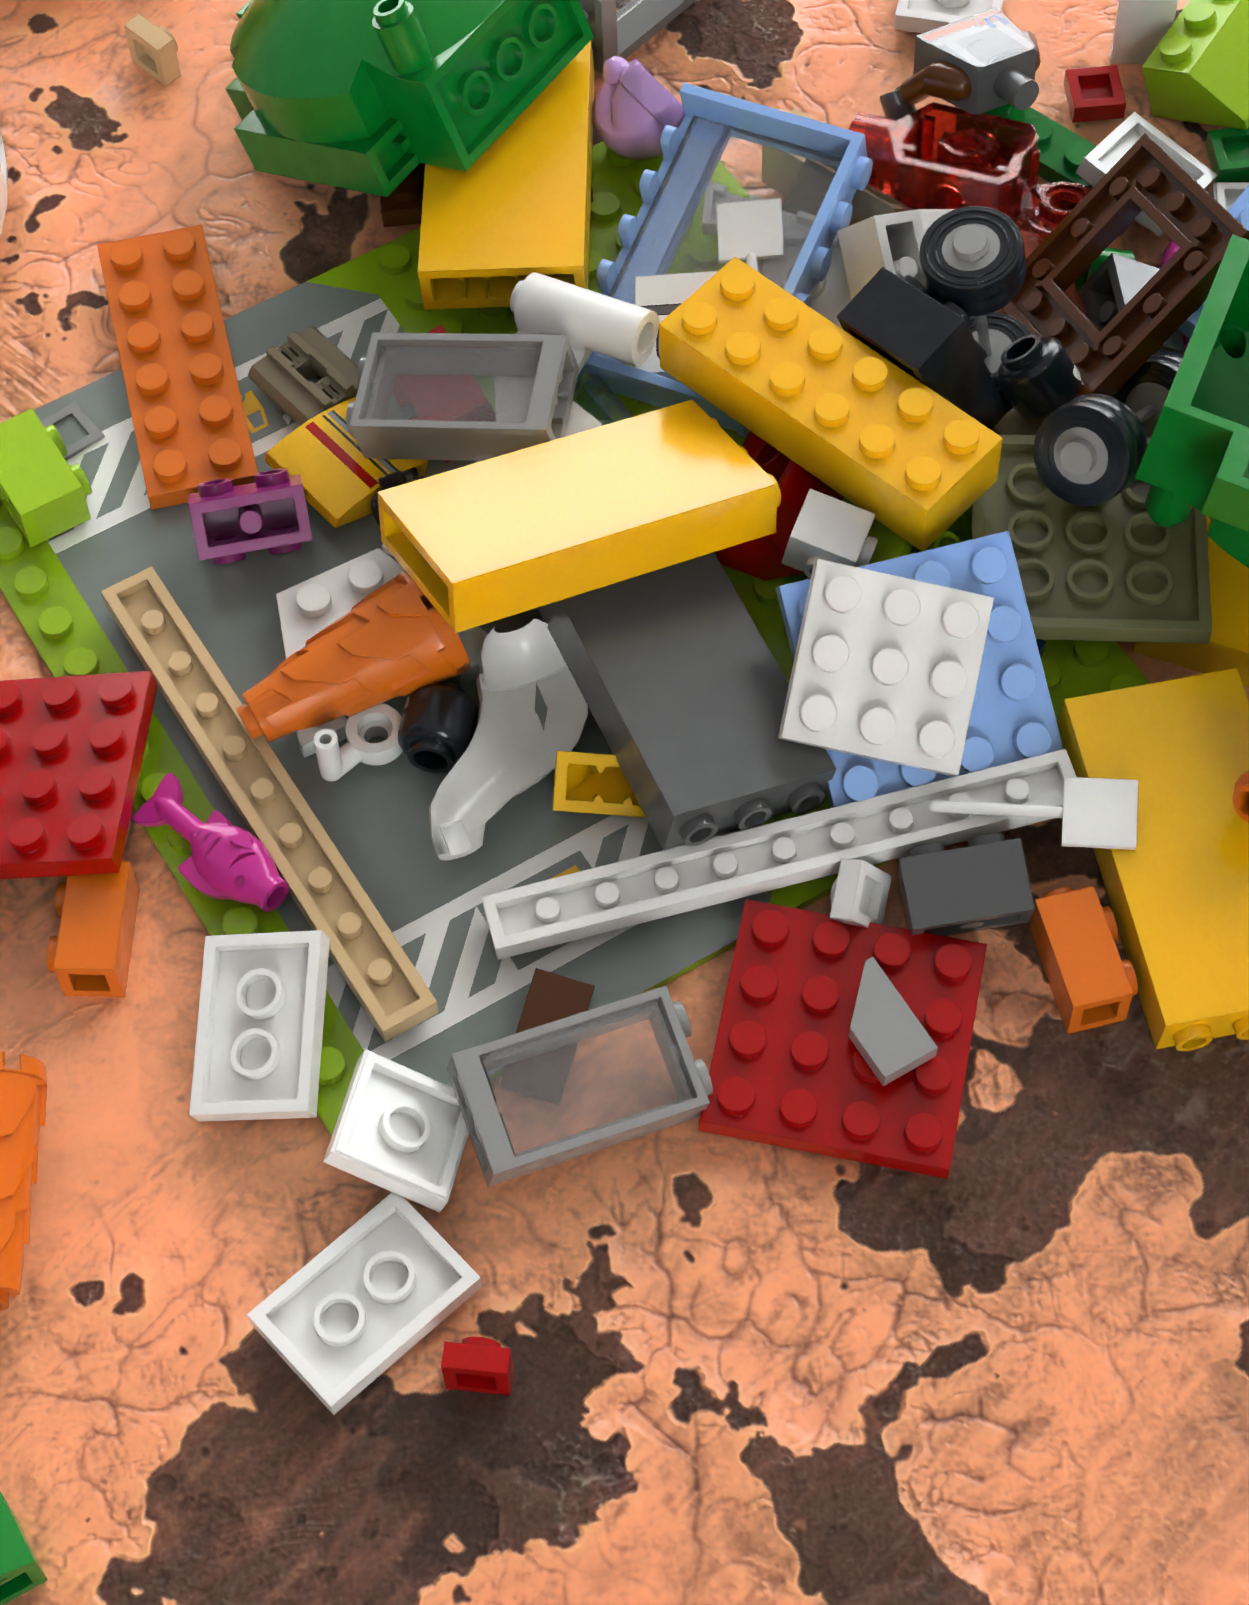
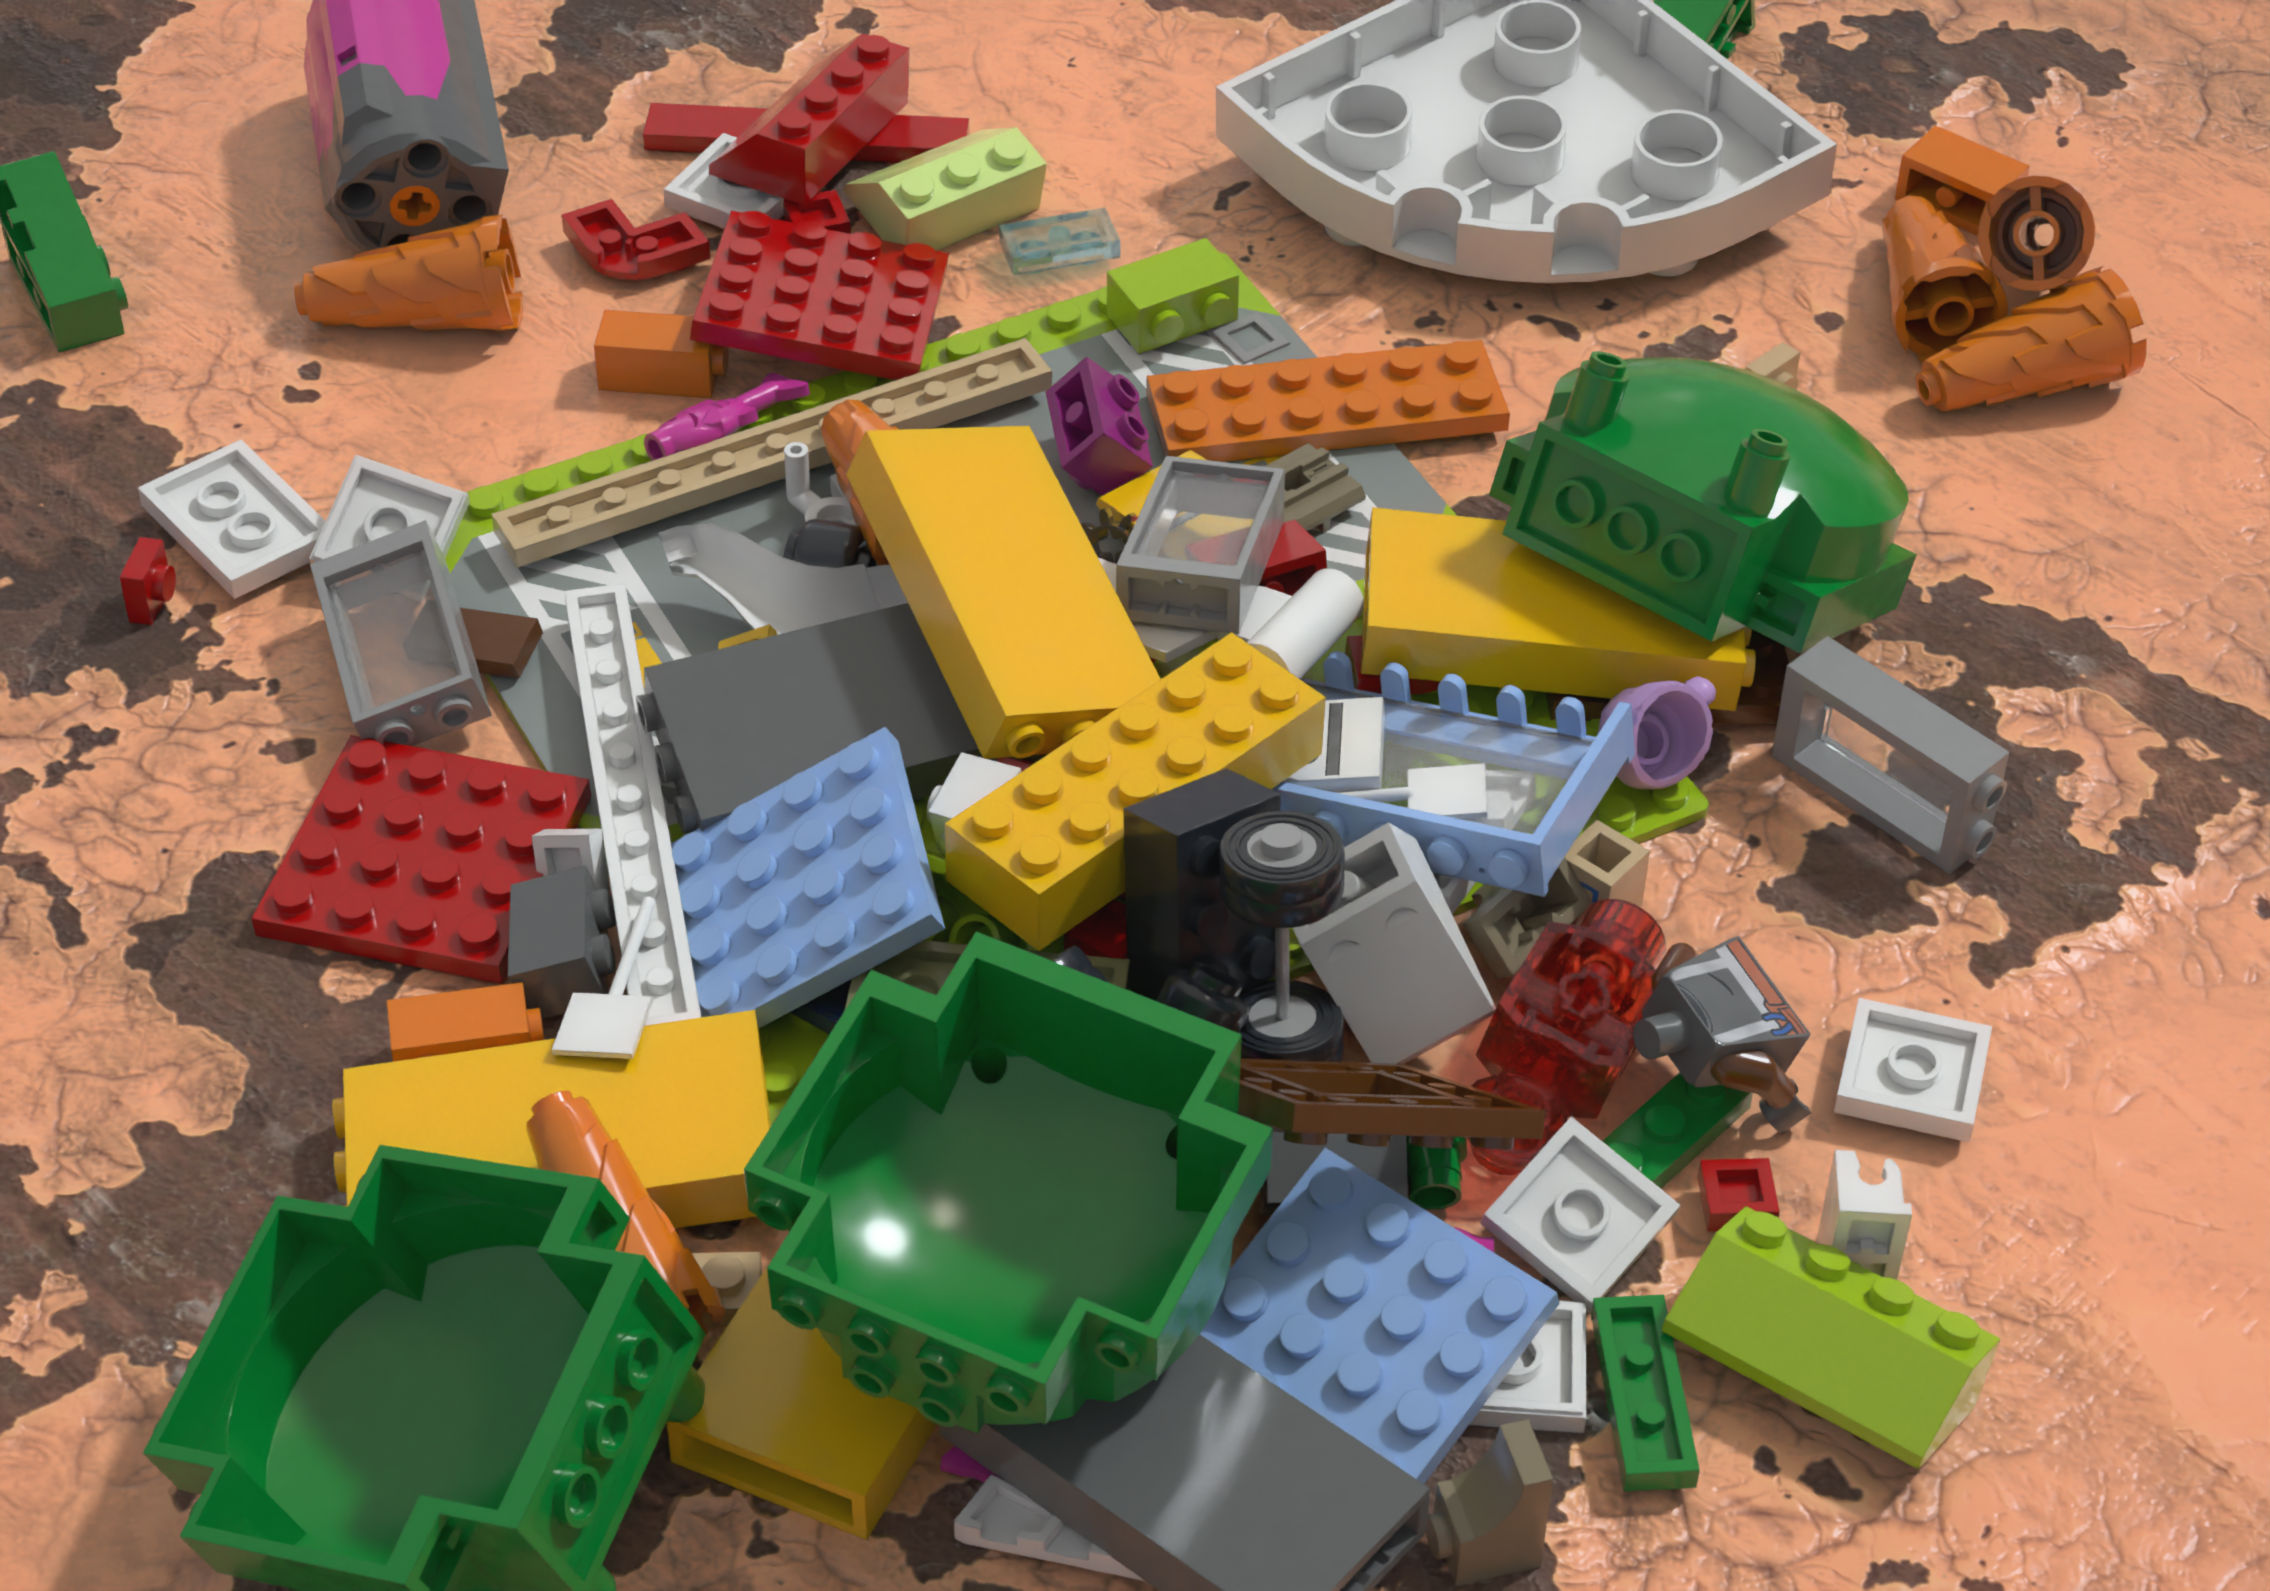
camera: 90 degrees right, 15 degrees down
(260, 1026) = (523, 445): white plate -> none
(886, 667) = (787, 827): white plate -> none
(886, 1028) = (406, 856): light grey tile -> none

